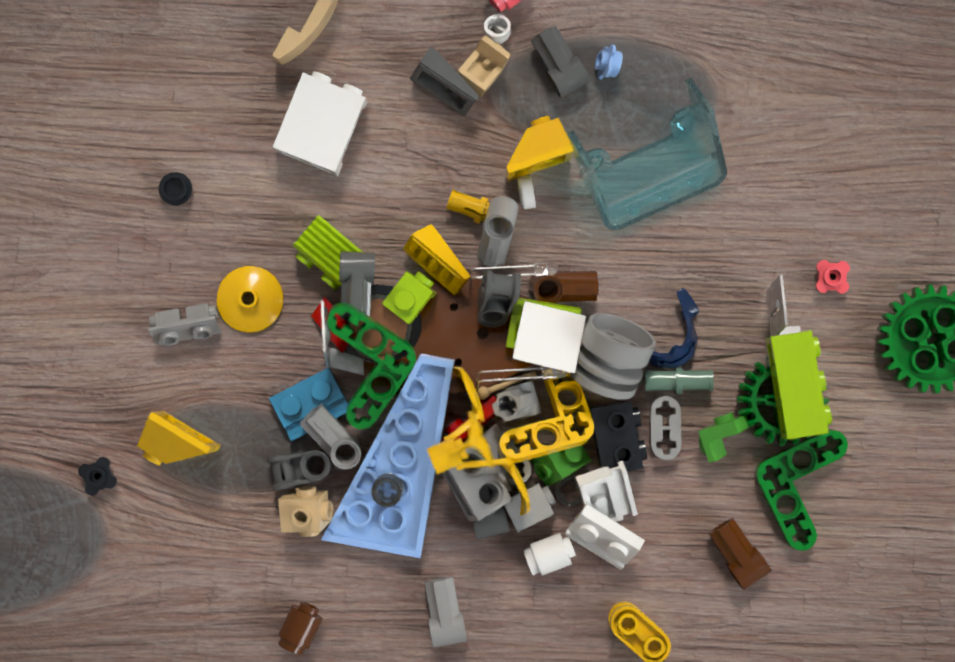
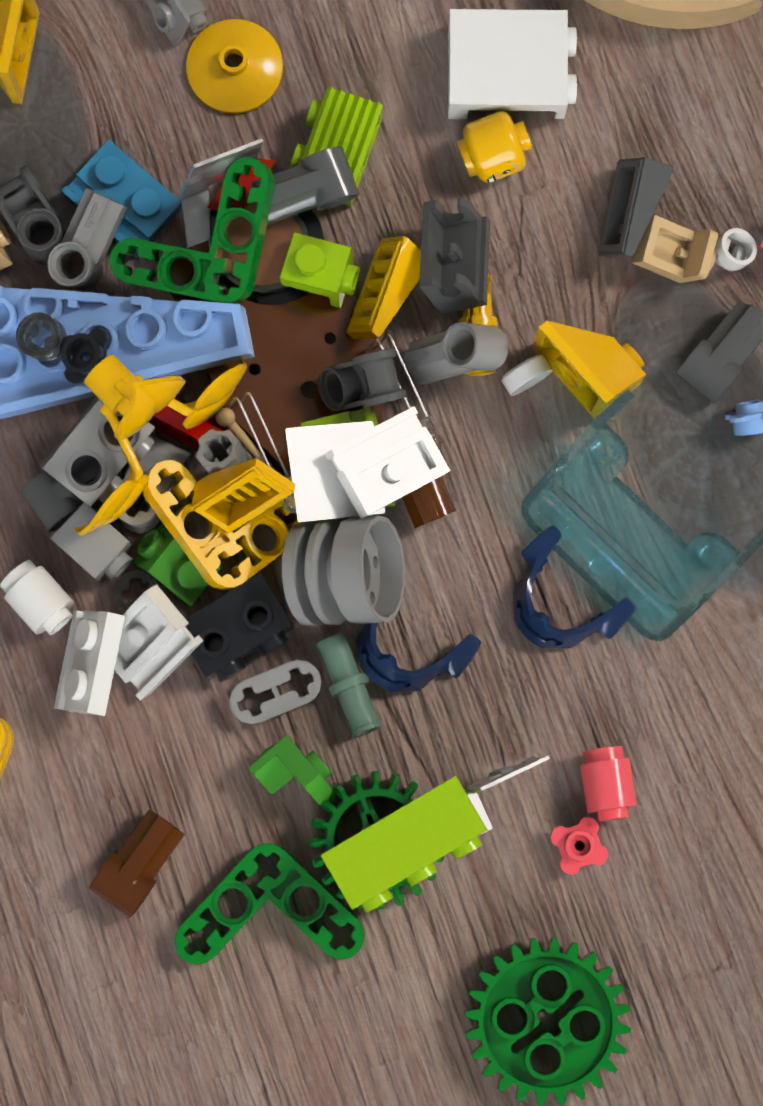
camera: 65 degrees right, 5 degrees down
(371, 154) = (494, 147): none -> yellow head
(405, 473) = (72, 351): none -> black plate
(435, 207) = (454, 256): none -> dark grey hinge
(541, 403) = (239, 493): none -> yellow slope
(557, 302) = (387, 462): none -> white plate
(687, 249) = (536, 625): none -> dark blue helmet
(801, 243) = (608, 783): none -> coral brick

